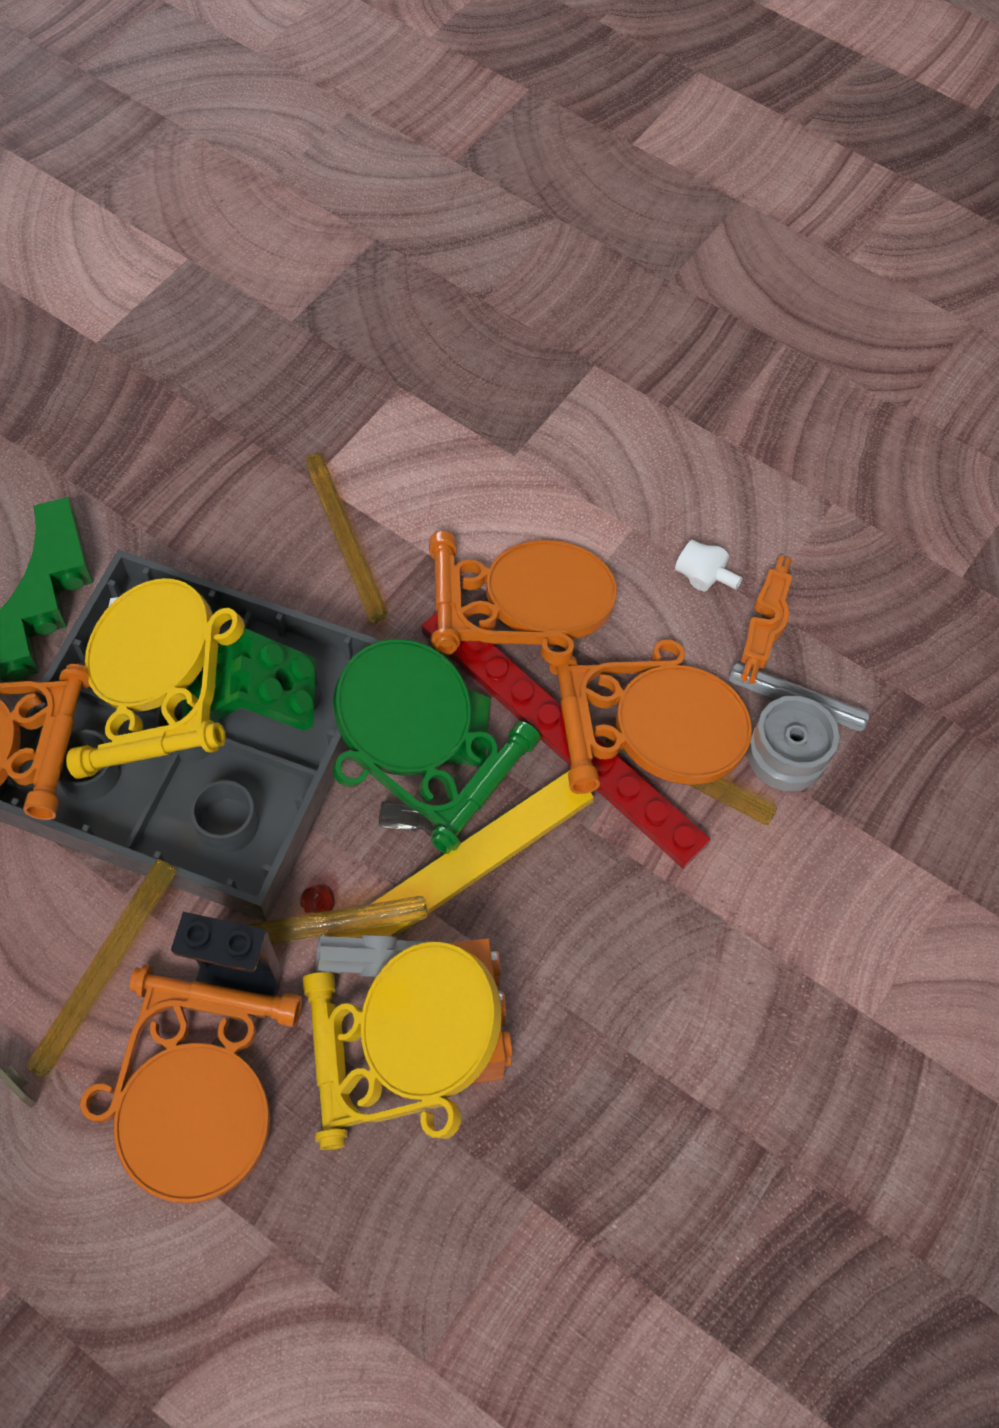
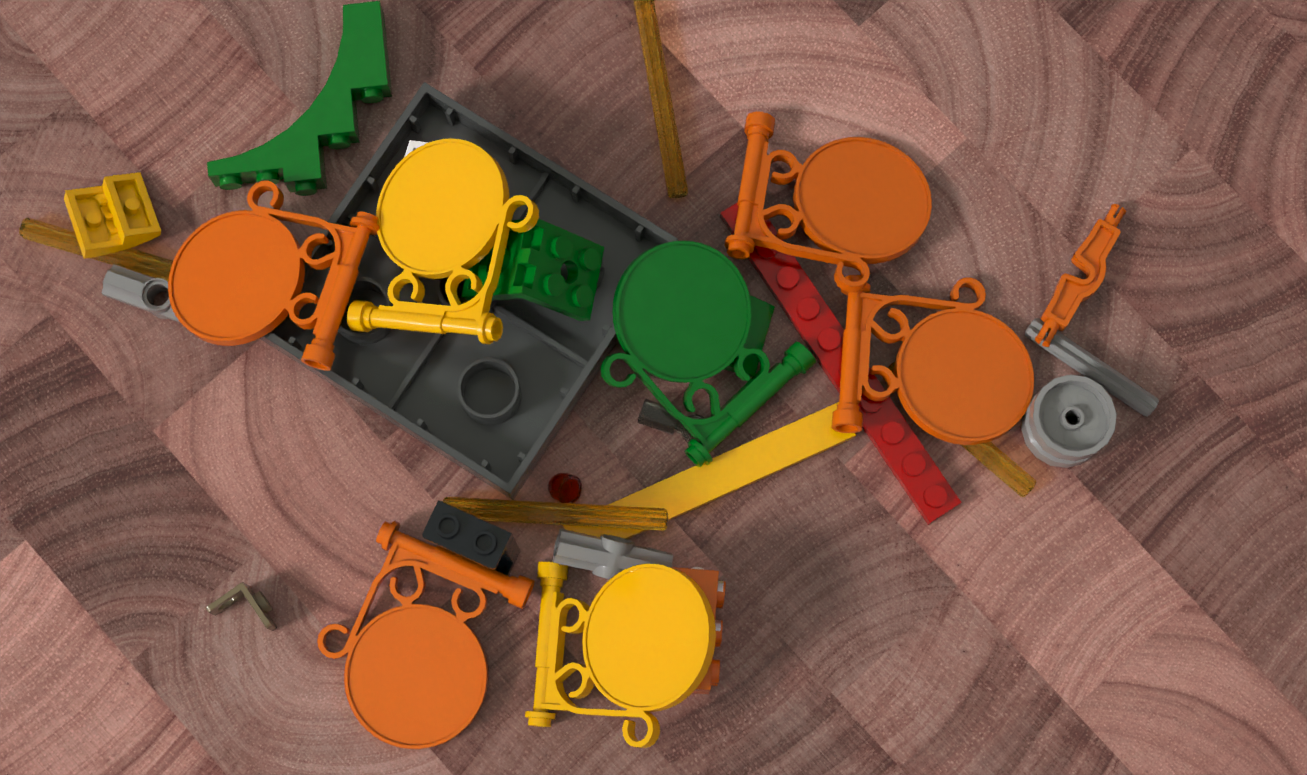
camera: 15 degrees right, 15 degrees up
(101, 968) = (354, 517): clear yellow axle -> none
(705, 565) = (1031, 201): white piece -> none

